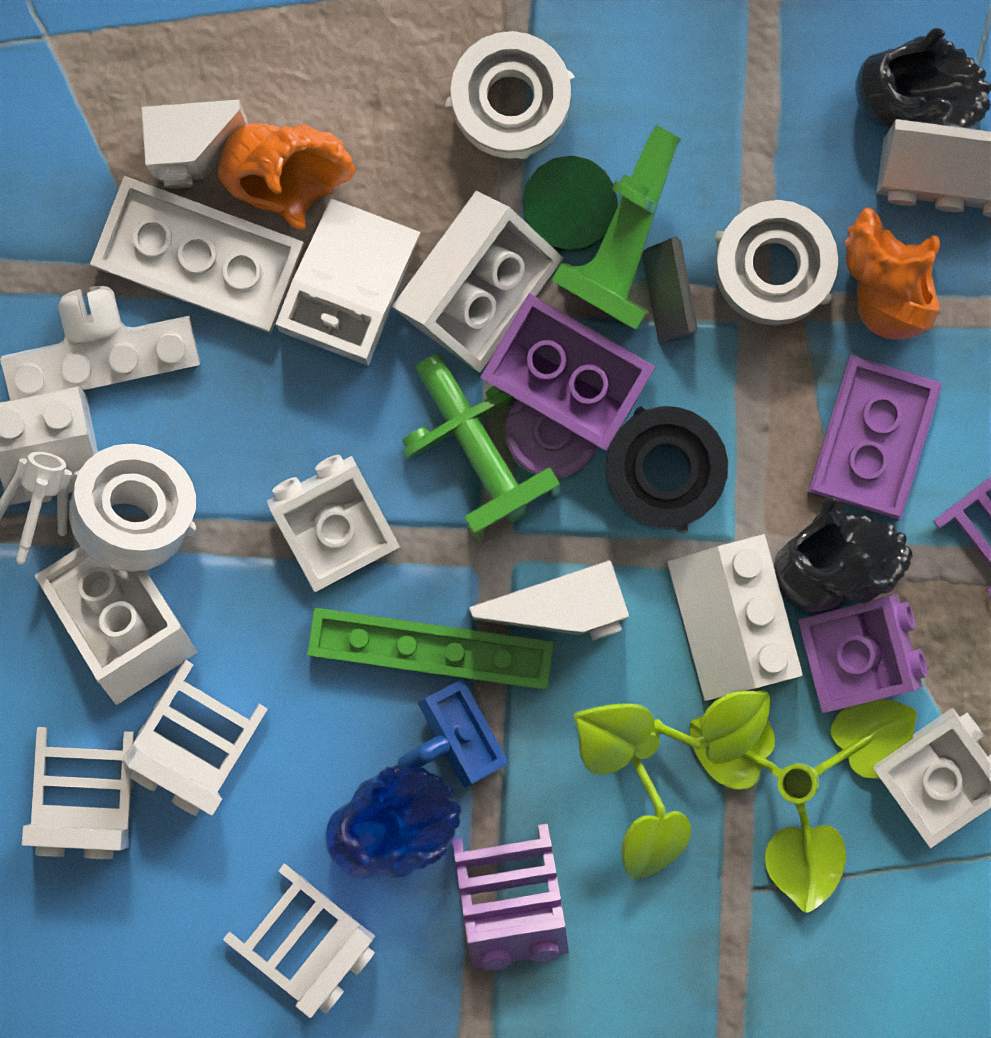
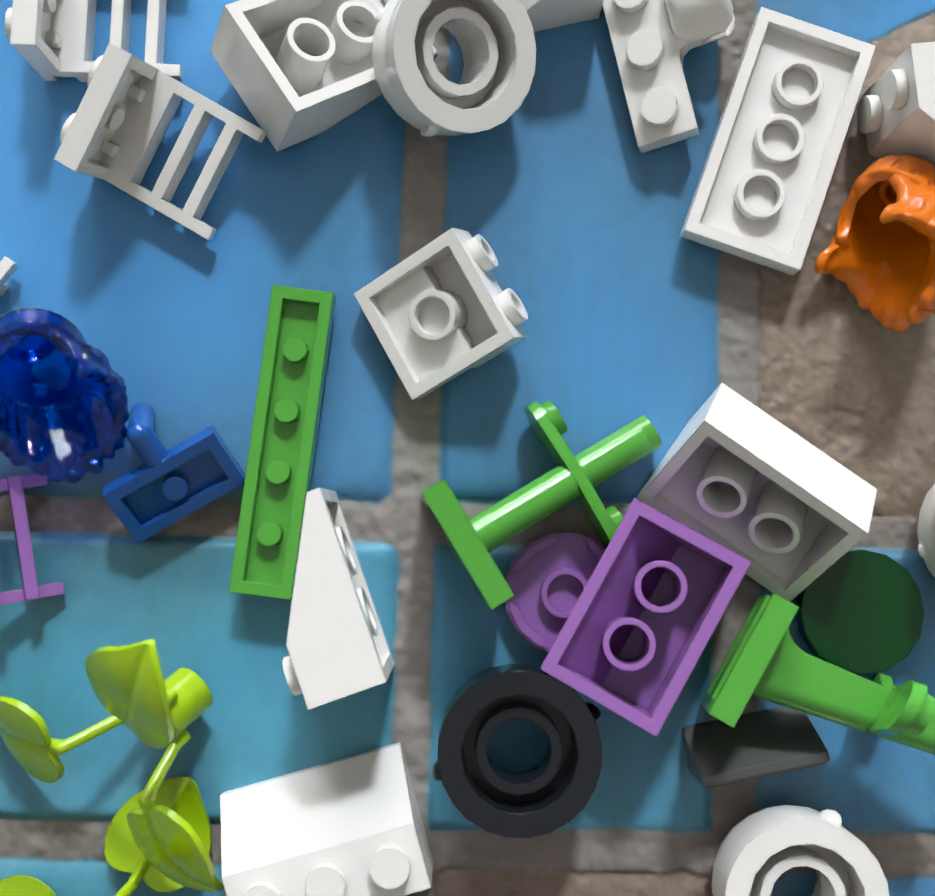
camera: 85 degrees right, 0 degrees up
(347, 282) = (749, 324): white slope -> none

